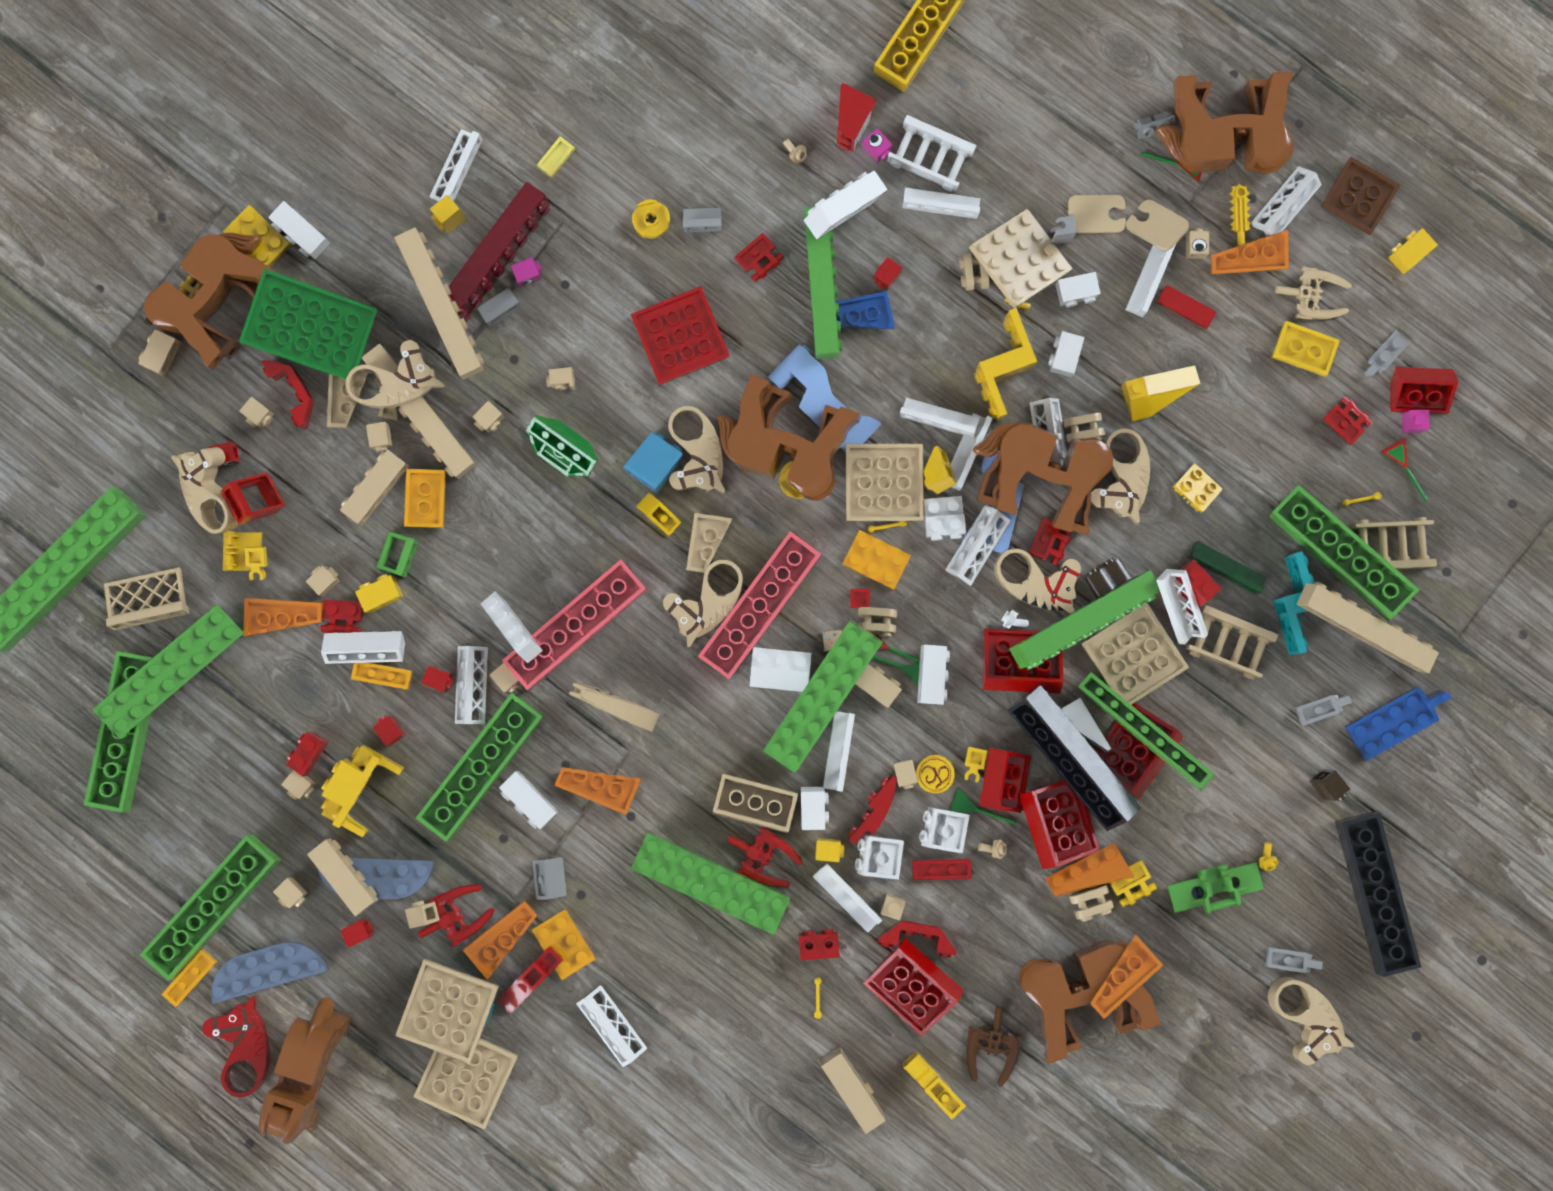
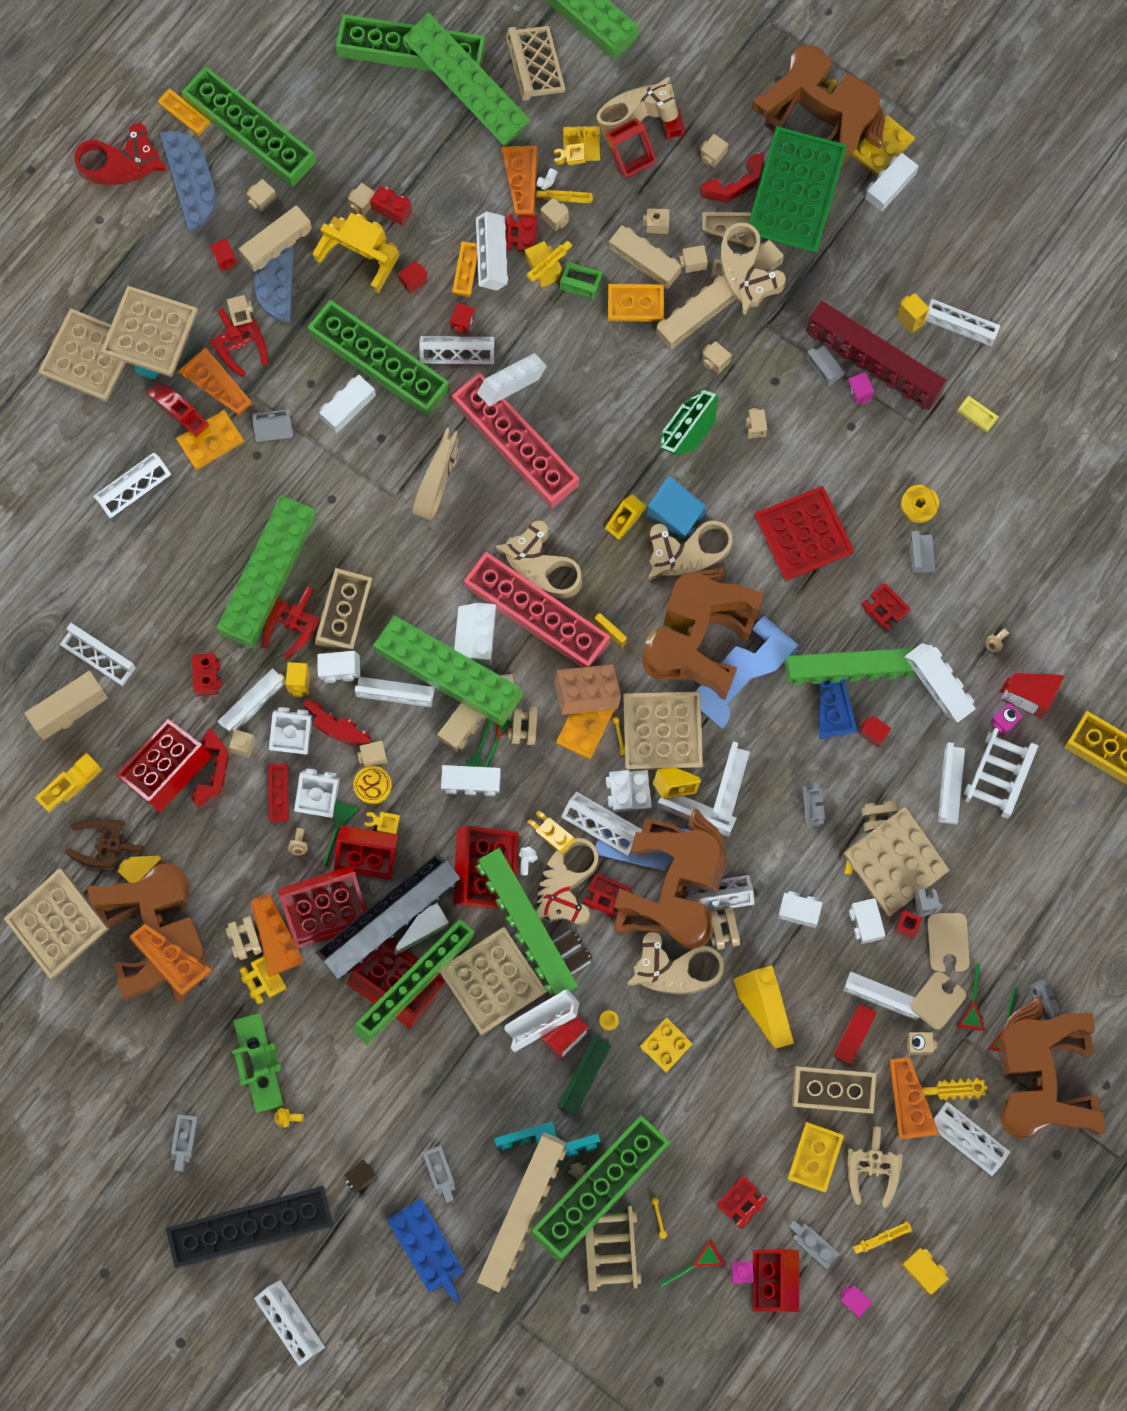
camera: 85 degrees right, 10 degrees down
(159, 352) = (767, 64): tan brick -> none
(286, 589) = (548, 181): none -> white arm
(301, 1070) = (104, 203): dark orange animal -> none
(302, 568) = (567, 196): none -> yellow piece
(334, 474) = (656, 221): none -> tan brick
(379, 586) = (548, 261): none -> yellow piece
(439, 304) = (821, 302): tan brick -> none
(505, 679) = (461, 377): tan brick -> none
(604, 789) = (357, 473): orange wing -> none
(705, 540) = (601, 561): tan wing -> none
(778, 532) = (610, 629): none -> yellow tile
(788, 1057) = (99, 647): none -> white fence
(817, 1014) = (139, 676): yellow hinge -> none
(843, 555) = (587, 689): none -> nougat brick
(859, 598) = (546, 709): red plate -> none
(971, 336) = (813, 813): none -> light grey hinge
(989, 593) = (552, 833): none -> yellow hinge
(1005, 365) = (784, 845): yellow bracket -> none
(1021, 1011) = (138, 867): none -> yellow slope
(1078, 1093) = (56, 923): none -> tan plate
(1083, 249) = (908, 924): none -> red brick
(1170, 195) = (972, 1018): none -> piece
(1172, 543) = (608, 1020): none -> yellow tile
(1243, 328) = (834, 1089): none -> tan brick
(1246, 630) = (519, 1094): tan fence -> none
(1320, 574) = (577, 1170): none -> tan plate
(1322, 1028) = (115, 1173): tan animal -> none
(1360, 195) = (981, 1216): reddish brown plate -> none
(1380, 289) = (882, 1238): none -> yellow piece
(1440, 316) = (854, 1301): none -> dark pink brick
(1463, 852) = (291, 1320): none -> white fence

